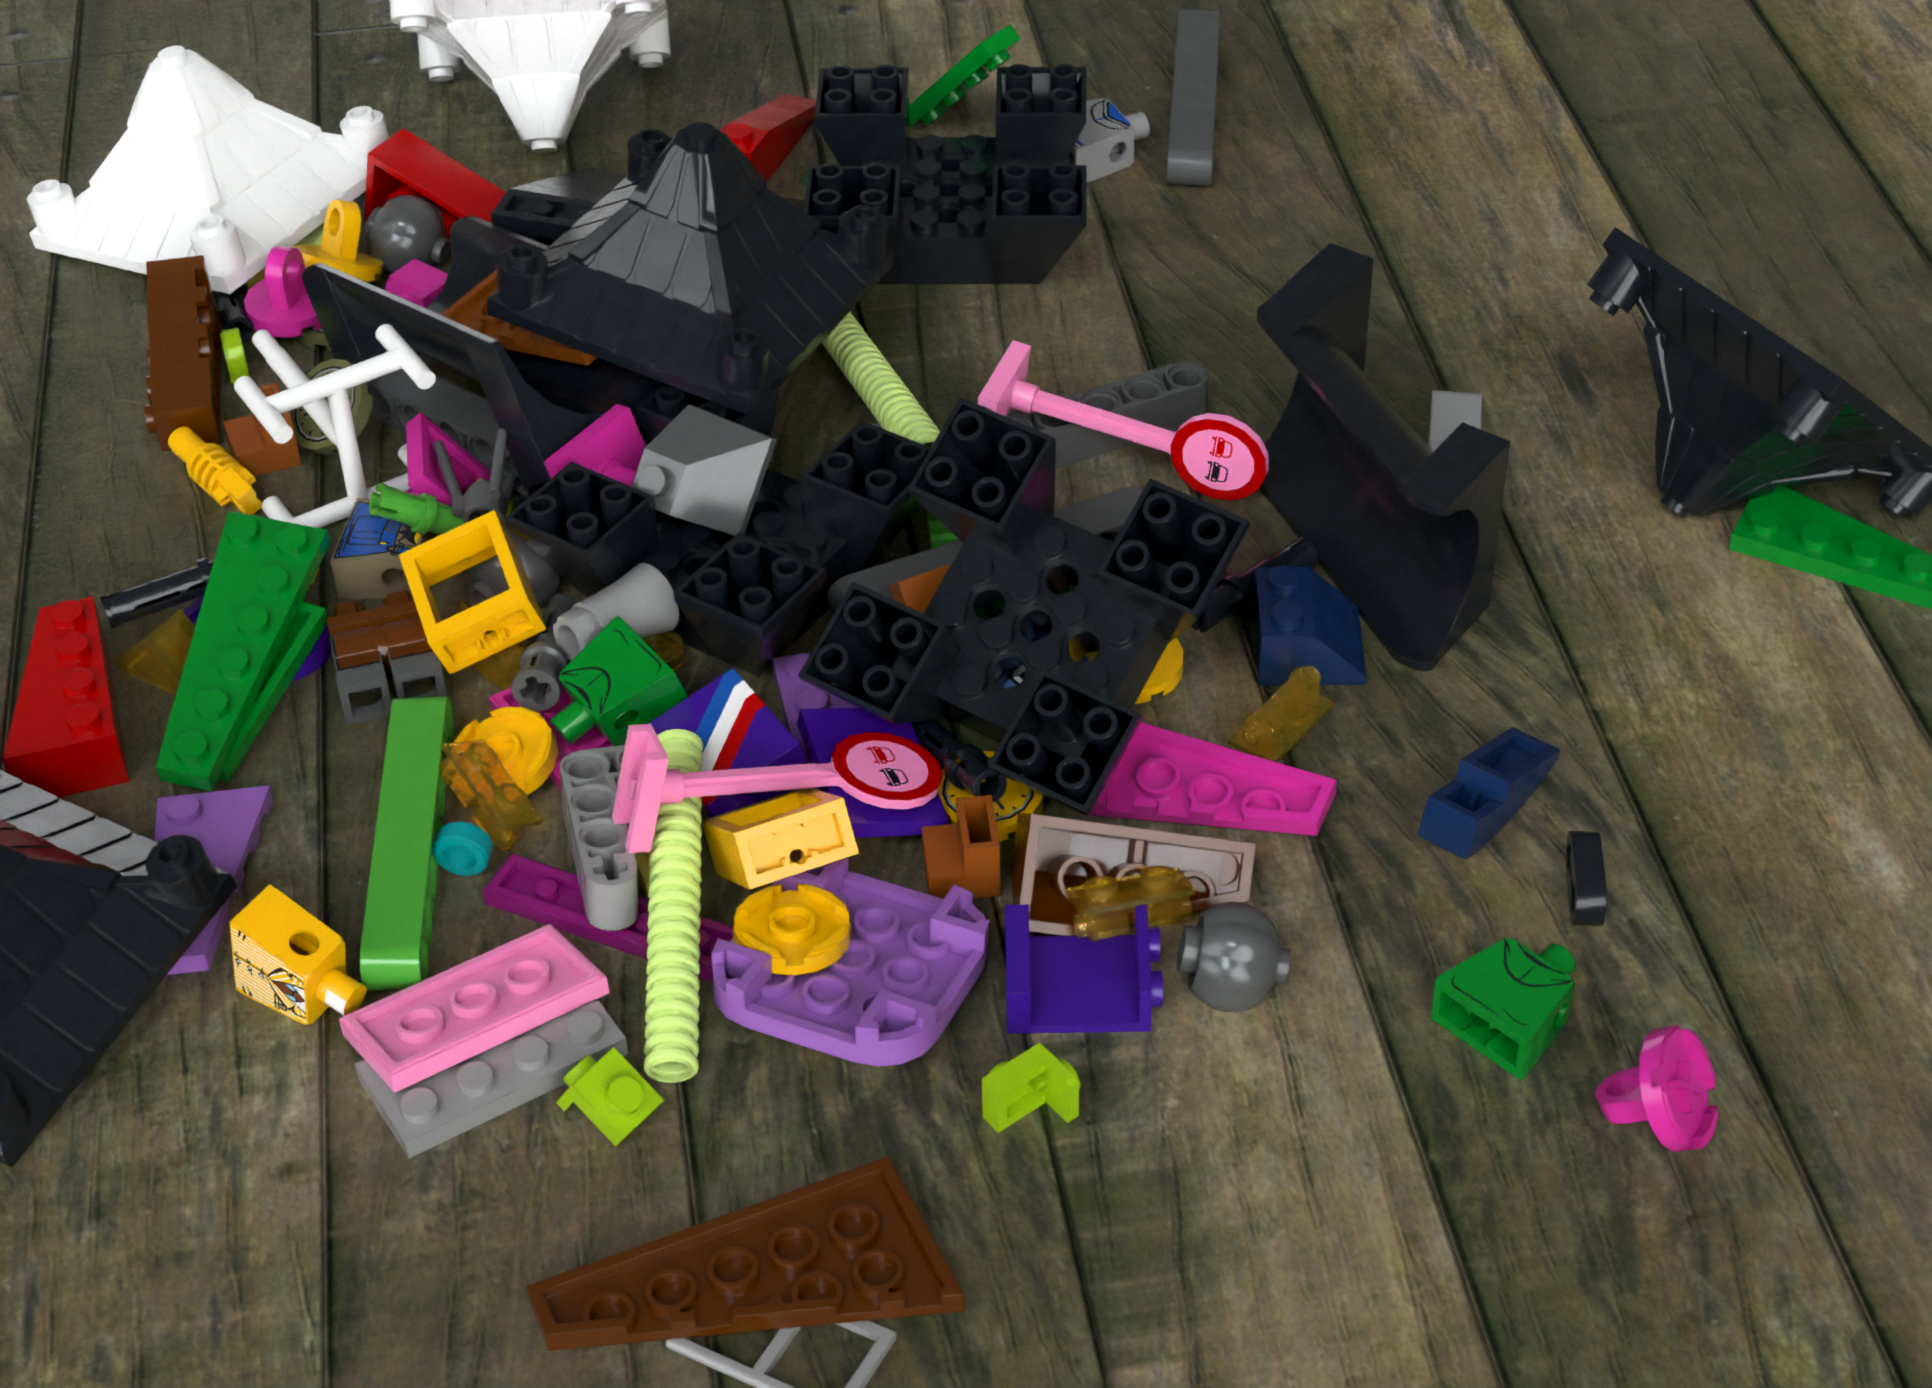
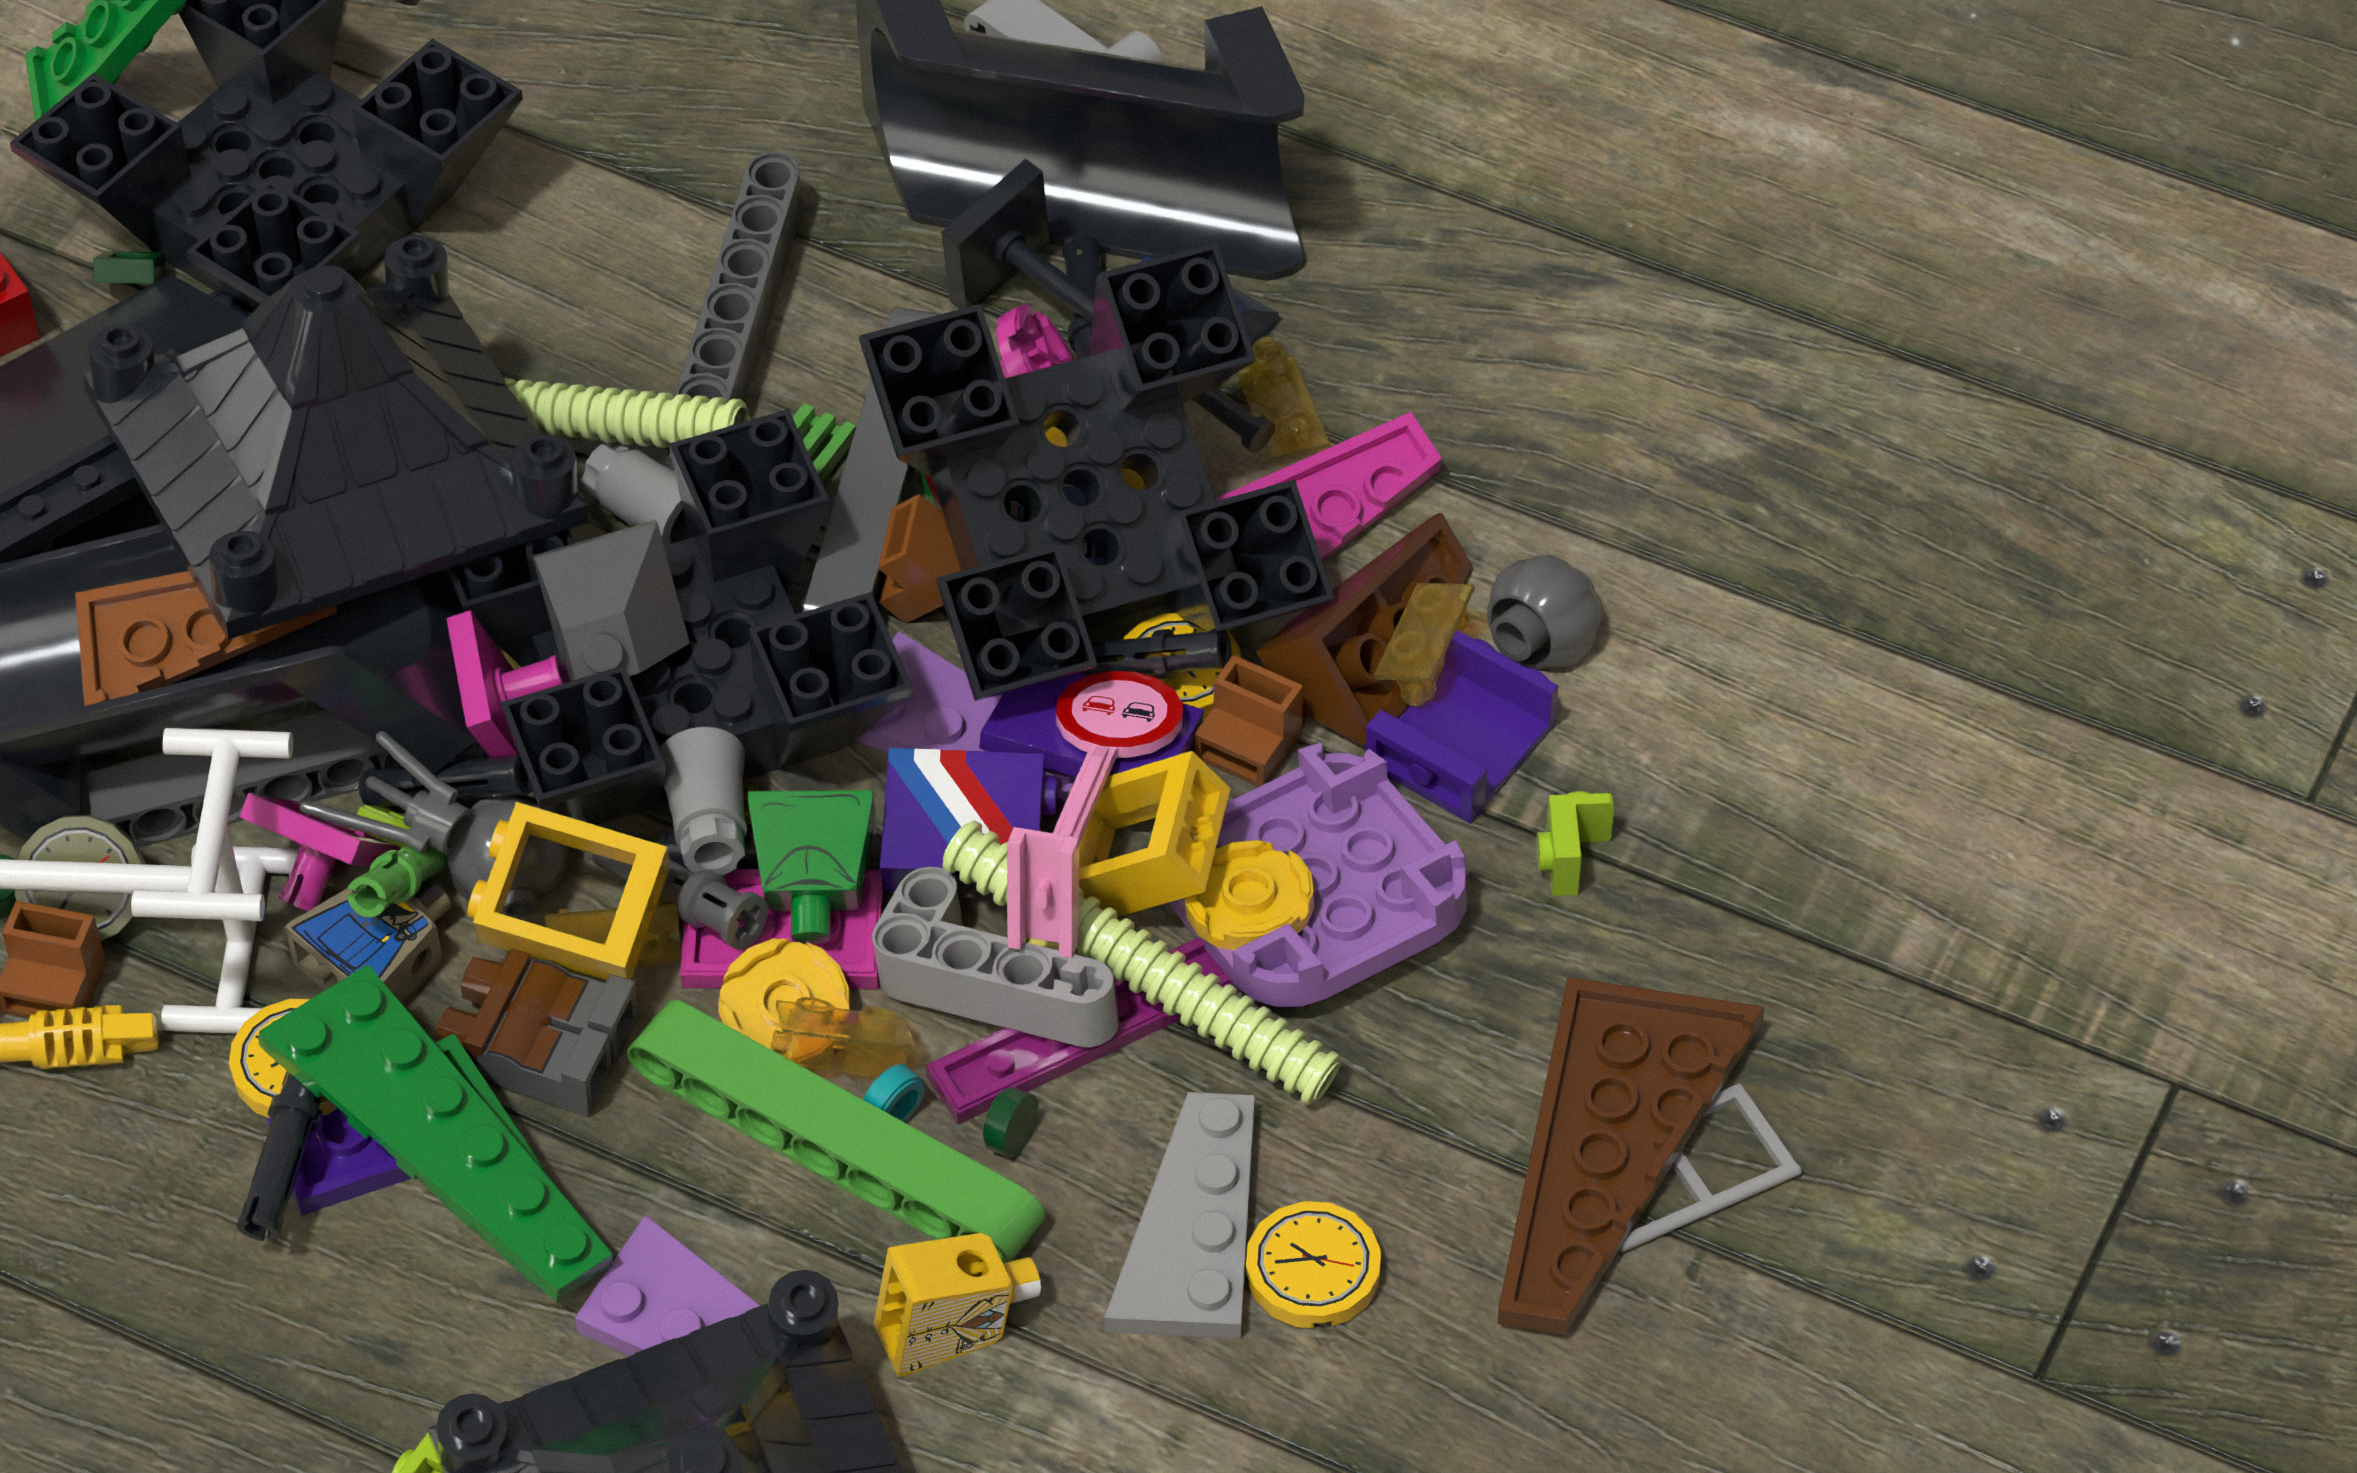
camera: 55 degrees left, 10 degrees up
(66, 709) = (358, 1323): red wedge -> none
(160, 653) = (351, 1213): clear yellow slope -> none
(473, 1007) = (1116, 1190): bright pink tile -> none
(491, 919) = (1010, 1122): none -> dark green tile
(500, 1159) = (1313, 1264): none -> yellow tile
(610, 1094) = (1312, 1140): lime bracket -> none
(1208, 450) = (899, 239): bright pink piece -> none
(1261, 489) = (1005, 235): none -> black tile
(1486, 792) = (1505, 323): dark blue slope -> none
(1507, 1002) = (1756, 466): green torso -> none
(1585, 878) = (1662, 327): black beam -> none
(1665, 1090) = (1938, 430): dark pink tile -> none

